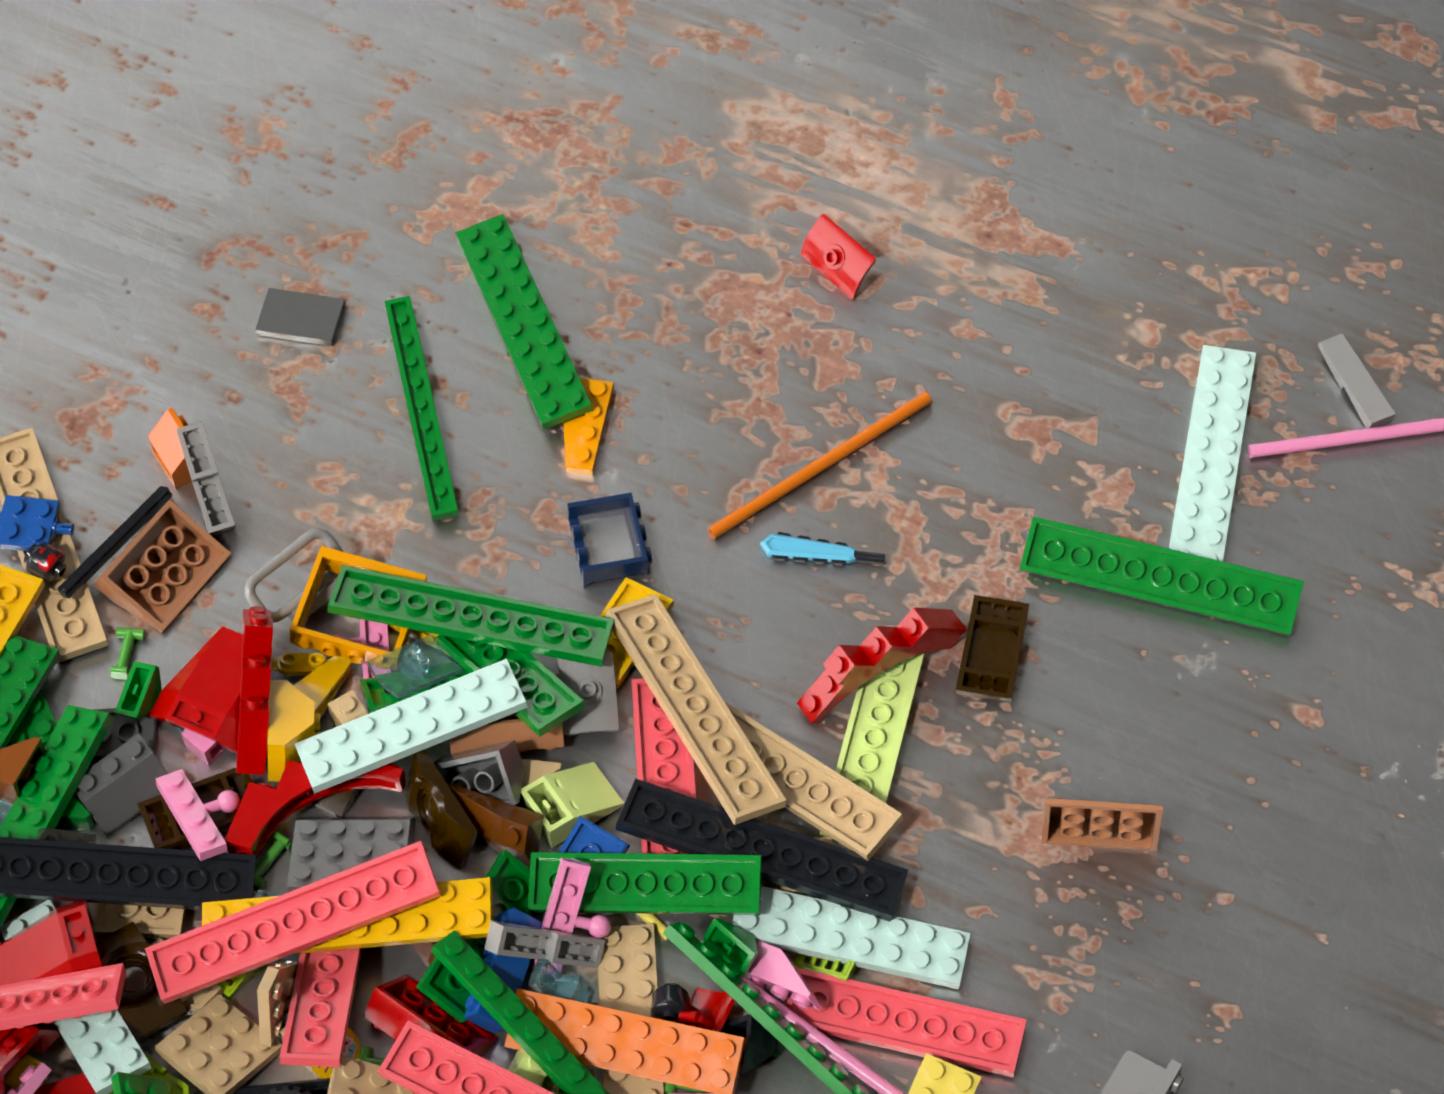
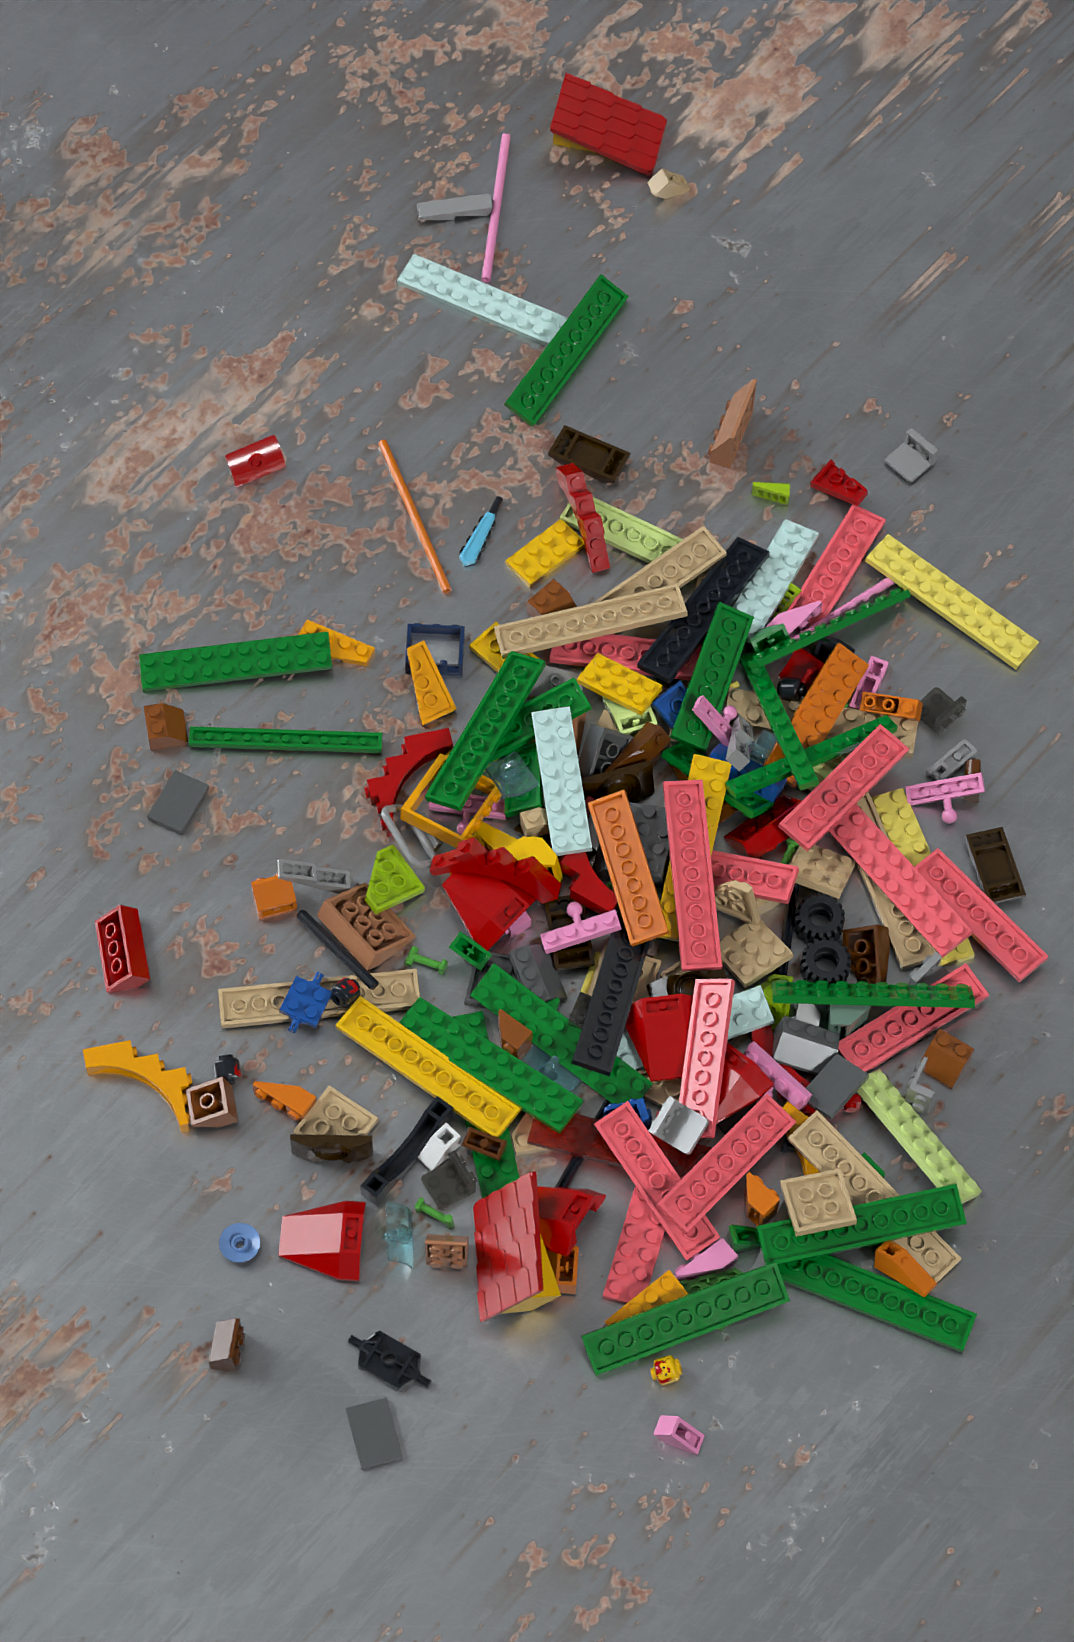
camera: 80 degrees left, 5 degrees up
(71, 314) = (122, 949): none -> red slope
(222, 576) = (391, 881): none -> lime plate
(288, 839) = (628, 868): none -> orange plate
(404, 268) = (165, 726): none -> dark orange slope
(404, 544) = (416, 752): none -> red arch
(533, 550) = (429, 687): none -> light orange wing
(574, 994) = (780, 724): none -> green plate
(602, 769) = (619, 684): none -> yellow plate
(725, 660) = (550, 599): none -> dark orange slope
(802, 631) = (545, 553): none -> yellow plate
(1013, 913) = (772, 491): none -> lime slope
(1055, 992) = (838, 484): none -> red wing

